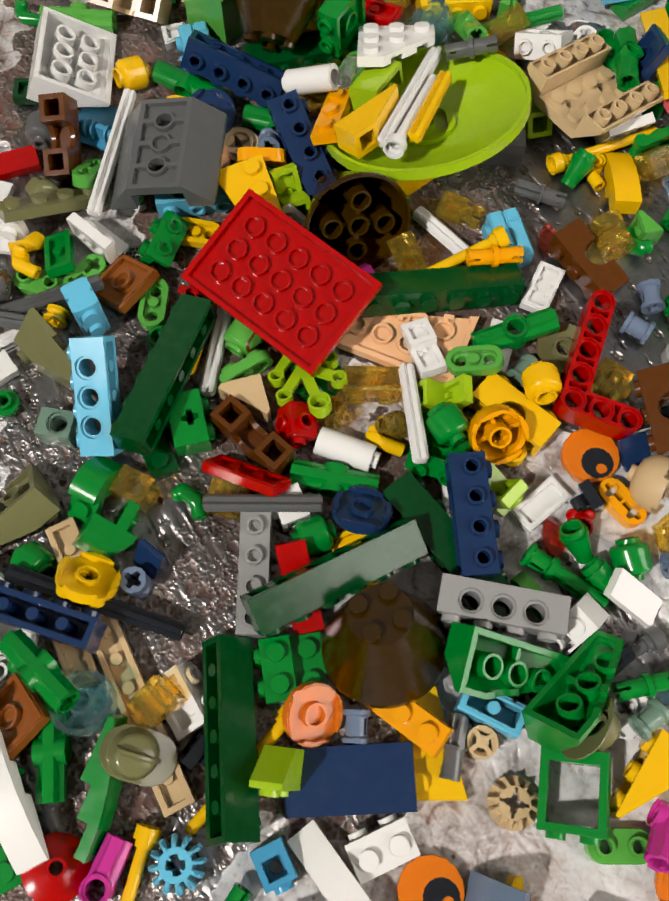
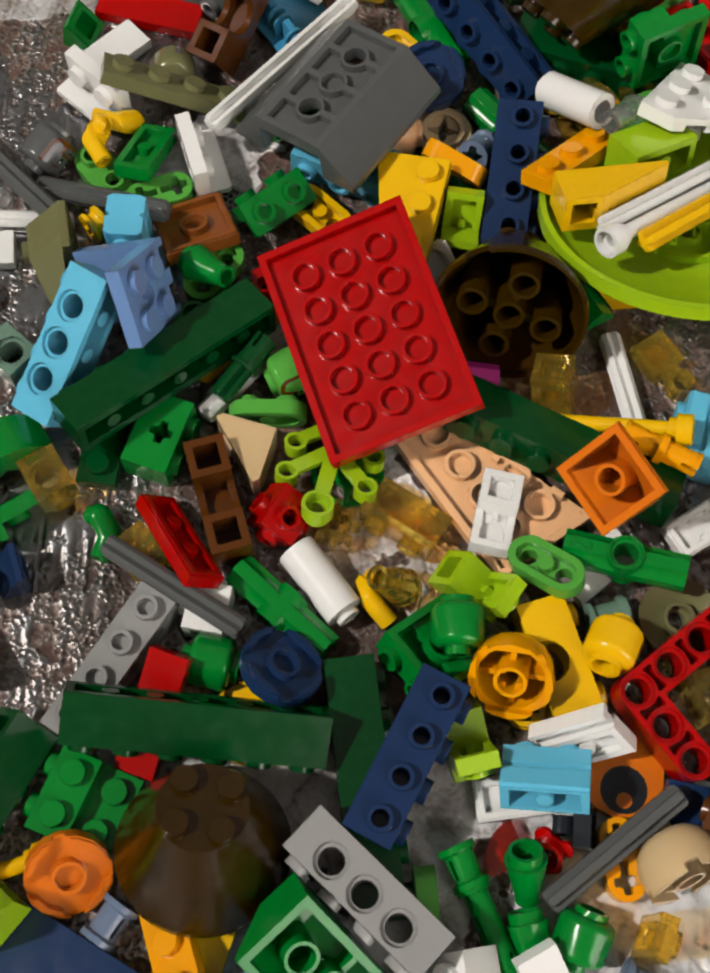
camera: 30 degrees right, 0 degrees up
(85, 174) = (234, 71): bright green beam -> none
(119, 328) = (137, 286): none -> medium blue bracket
(149, 301) = (204, 266): none -> green cone
(214, 348) = (243, 366): none -> dark green axle
(413, 414) = (425, 587): white axle -> none
(483, 286) = (612, 479): none -> orange slope
(556, 479) = (546, 778): none -> medium azure brick
(559, 444) = (589, 729): none -> white plate
(616, 497) = (615, 848): none -> dark grey axle

